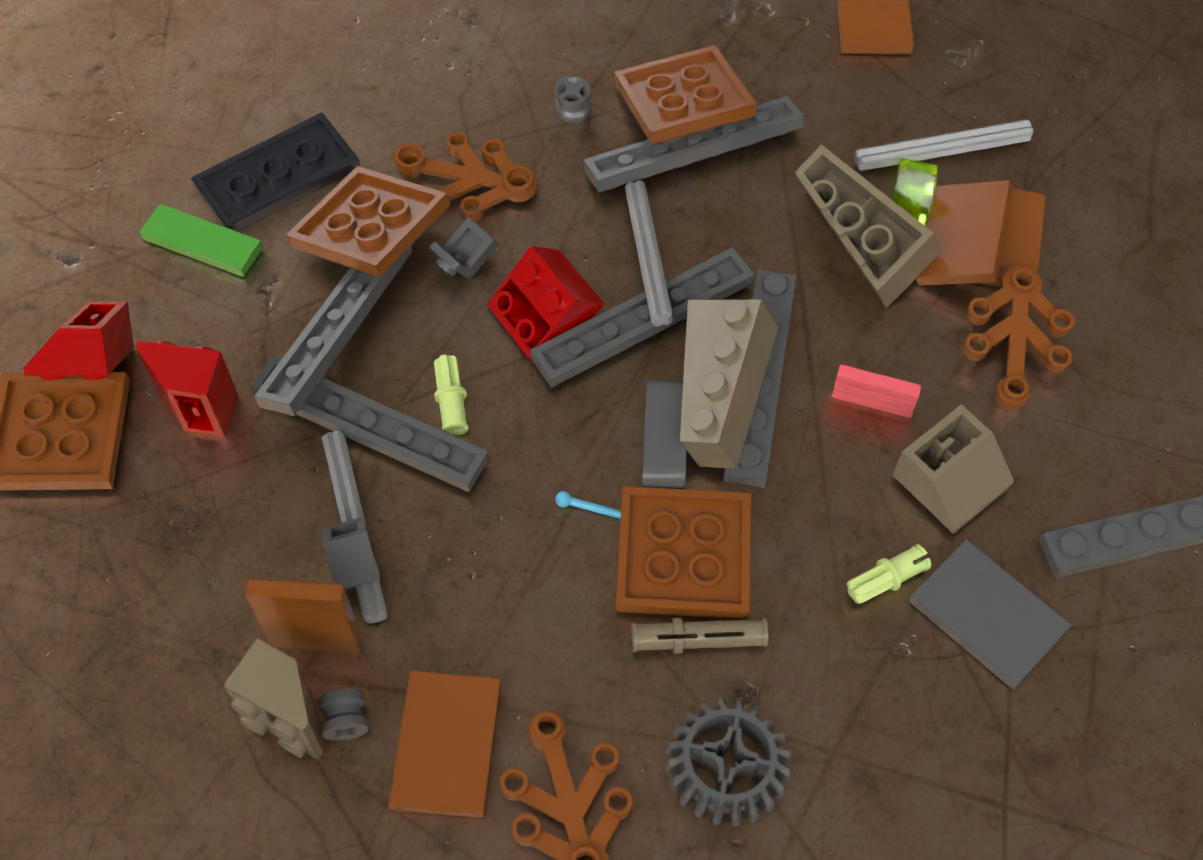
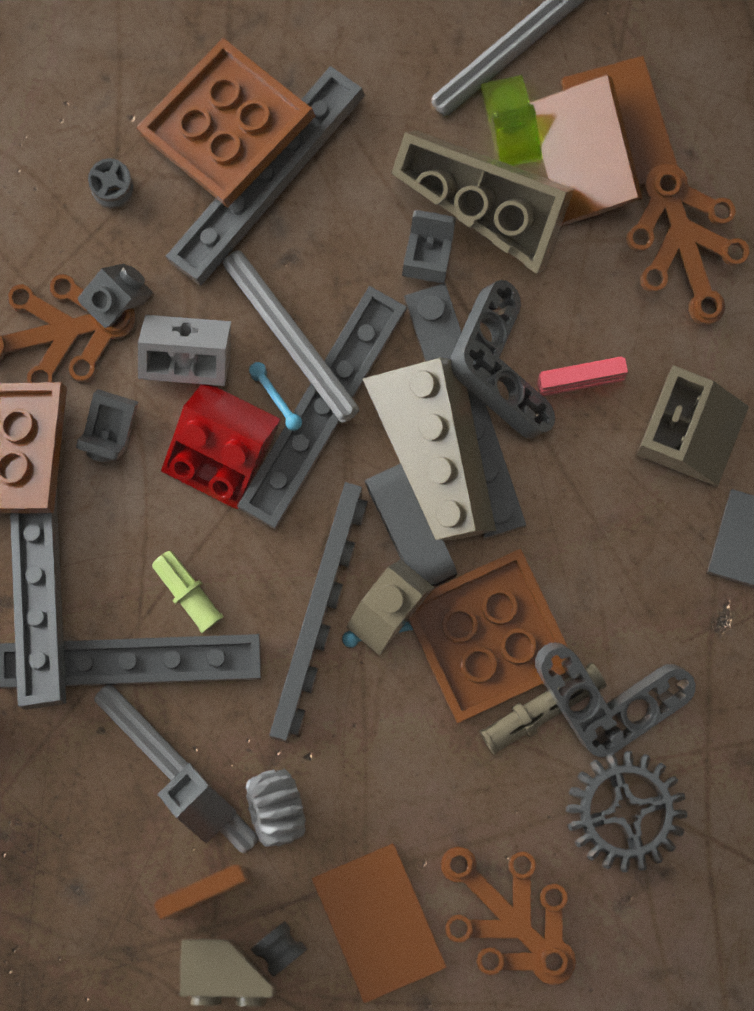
camera: 25 degrees left, 20 degrees up
(414, 589) = (275, 807): none -> light grey gear
(529, 158) = (113, 292): none -> dark grey bracket
(536, 469) = (314, 632): none -> dark grey plate
(557, 222) = (184, 350): none -> light grey brick
(608, 273) = (259, 373): none -> medium azure hinge
(609, 475) = (388, 606): none -> dark tan slope
(749, 660) = (599, 713): none -> dark grey beam
(793, 325) = (479, 368): none -> dark grey beam
(799, 242) = (429, 246): none -> dark grey bracket
(888, 574) = (679, 561): yellowish green axle -> none

